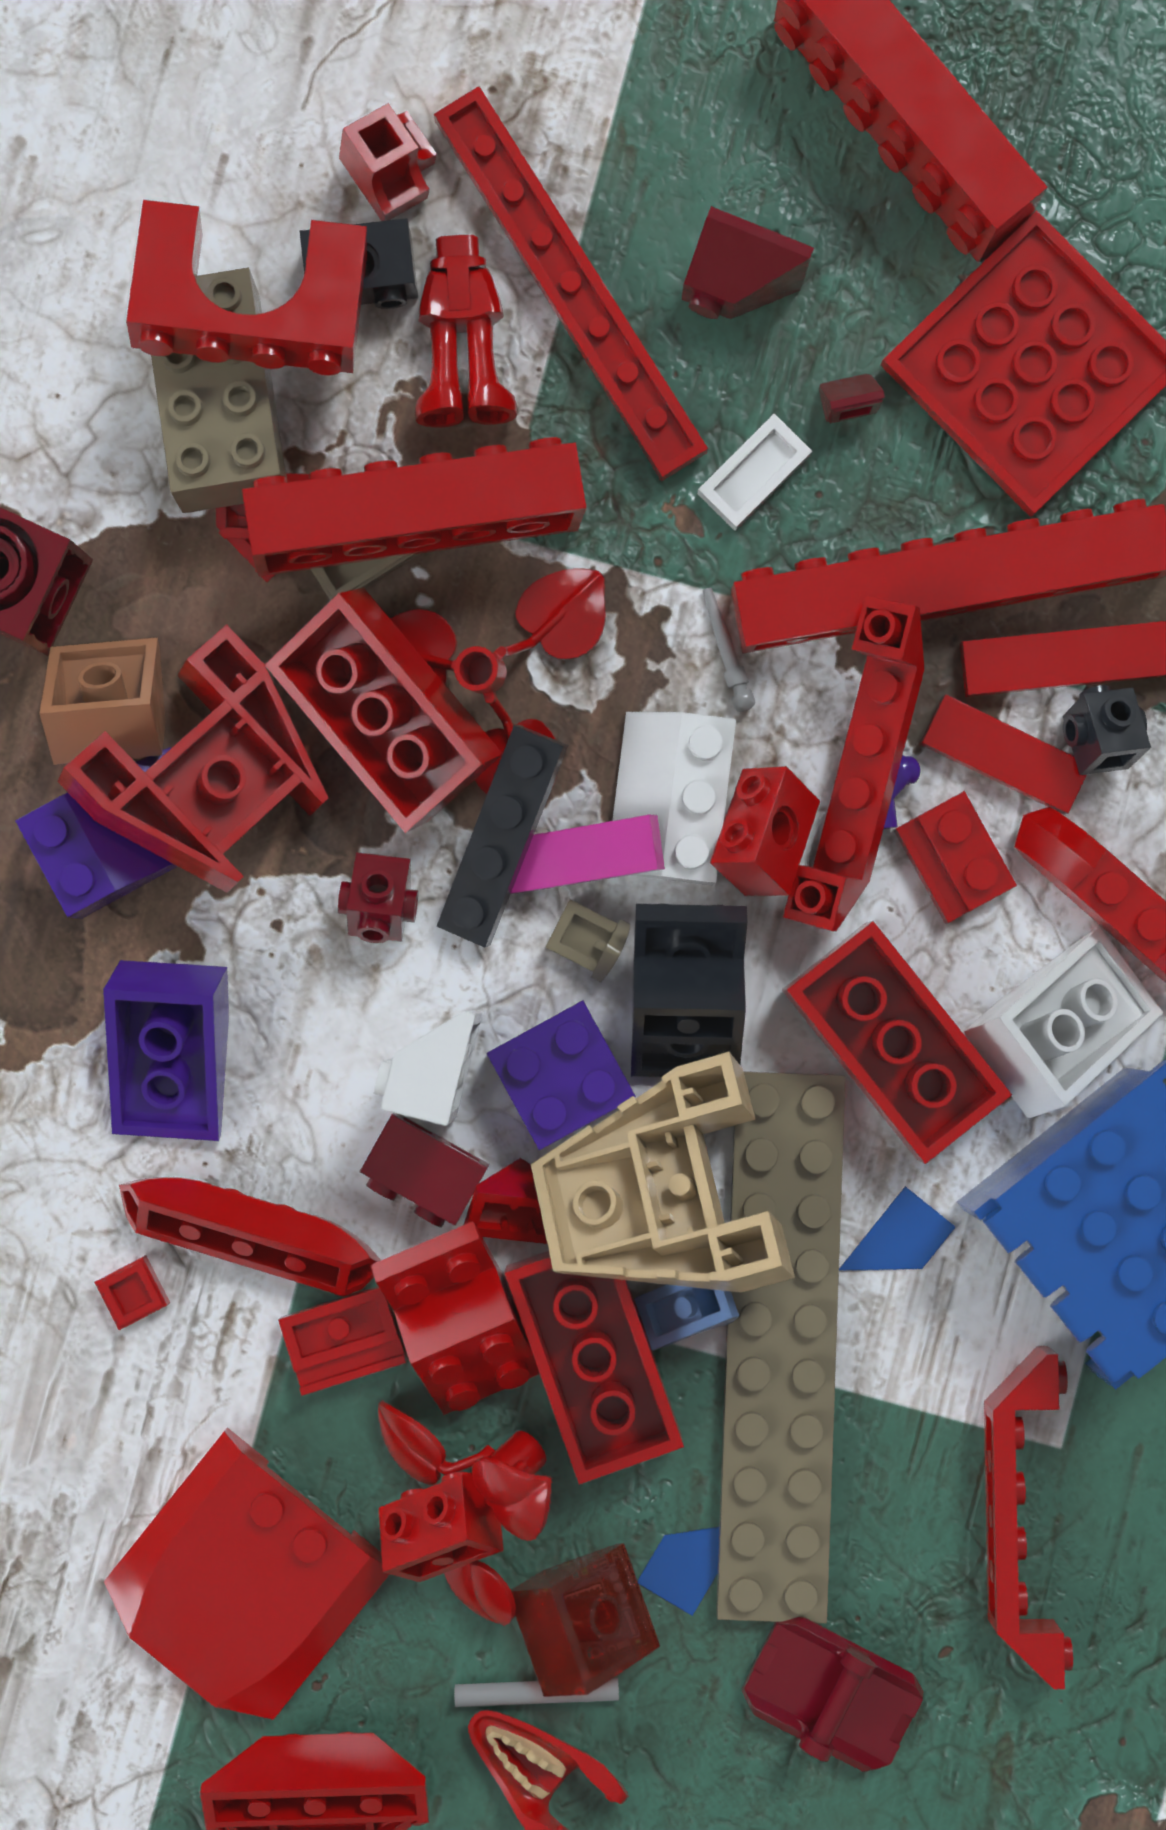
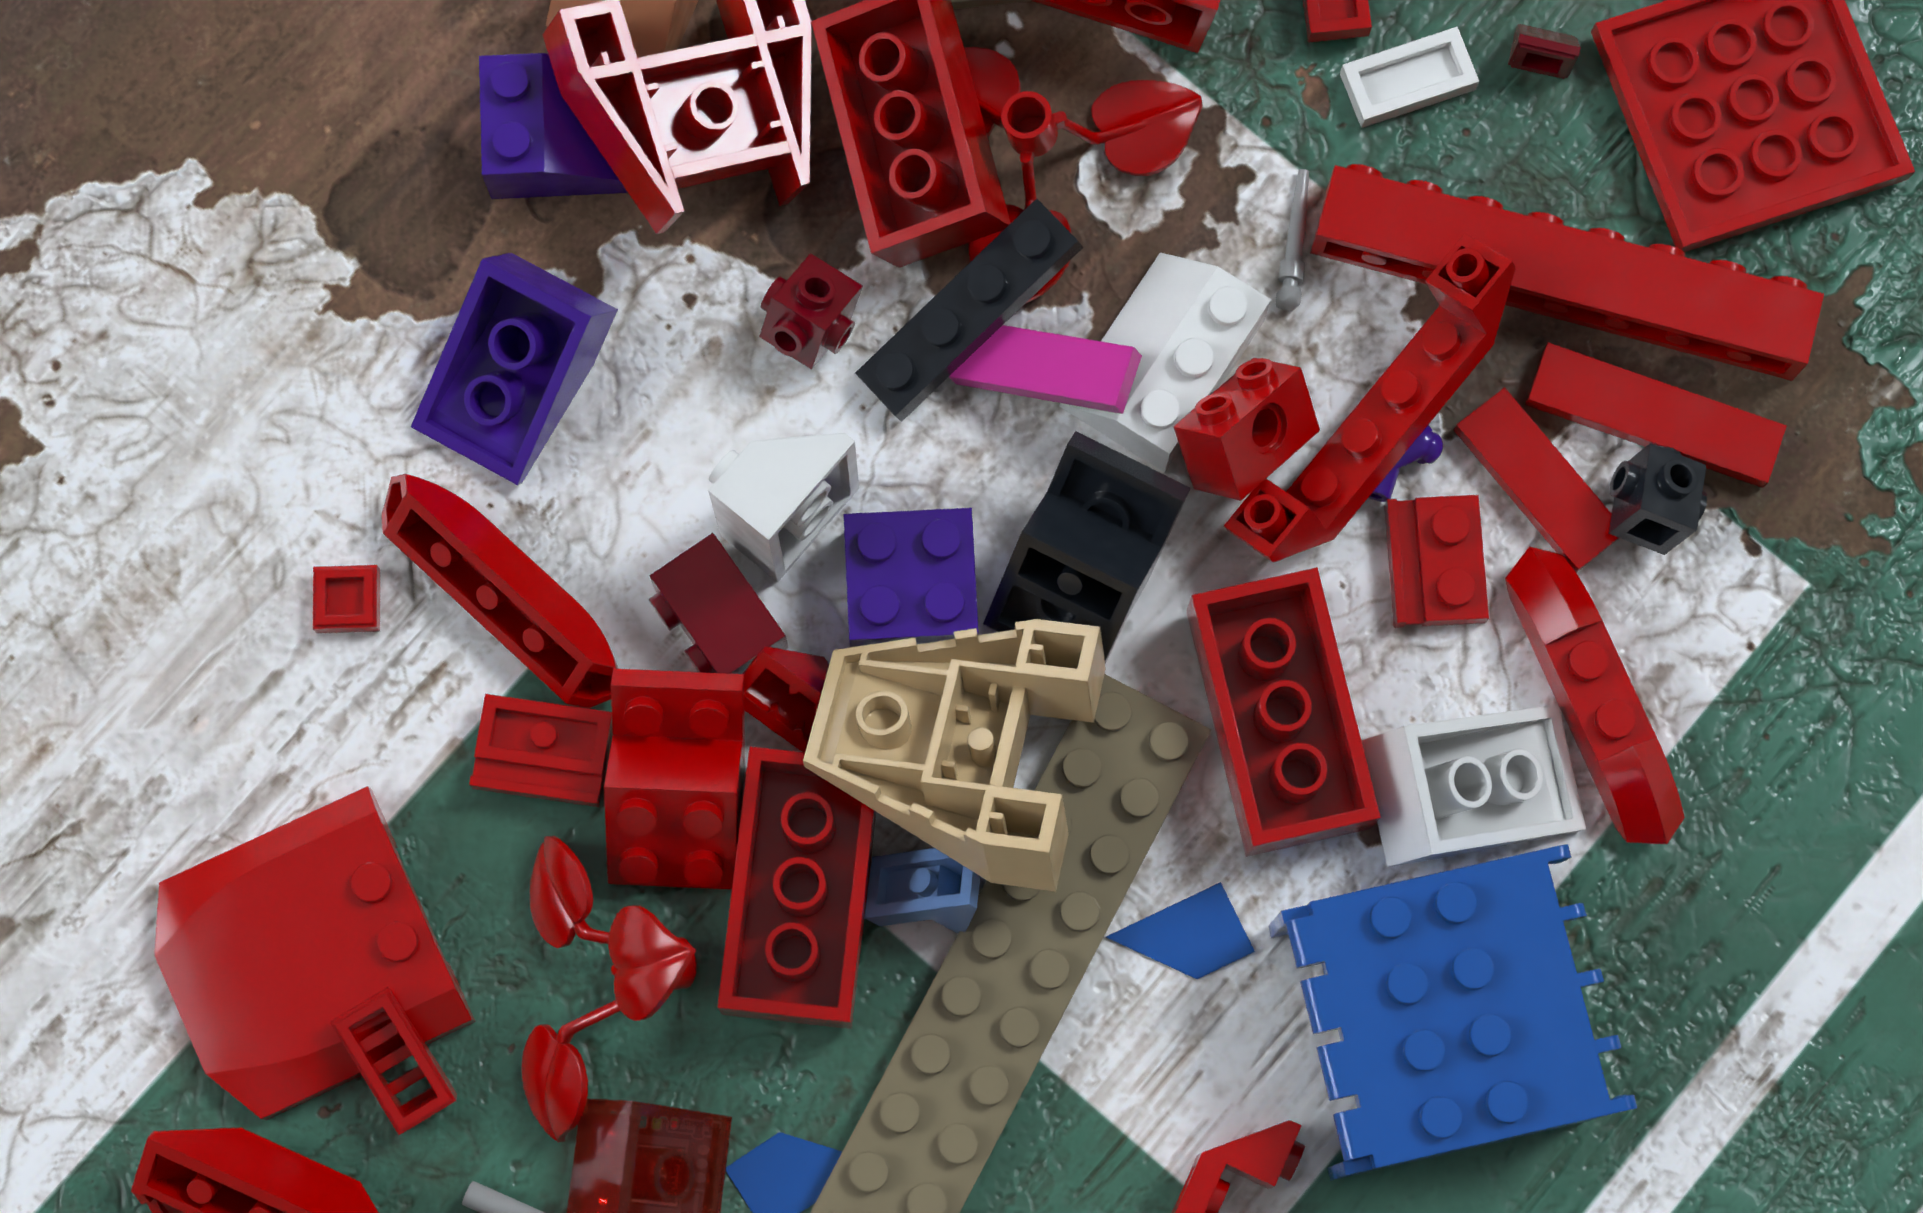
camera: 20 degrees right, 10 degrees down
(375, 1666) = (423, 1105): none -> red slope
(438, 1529) = (543, 988): red brick -> none
(589, 939) = (1007, 463): dark tan tile -> none

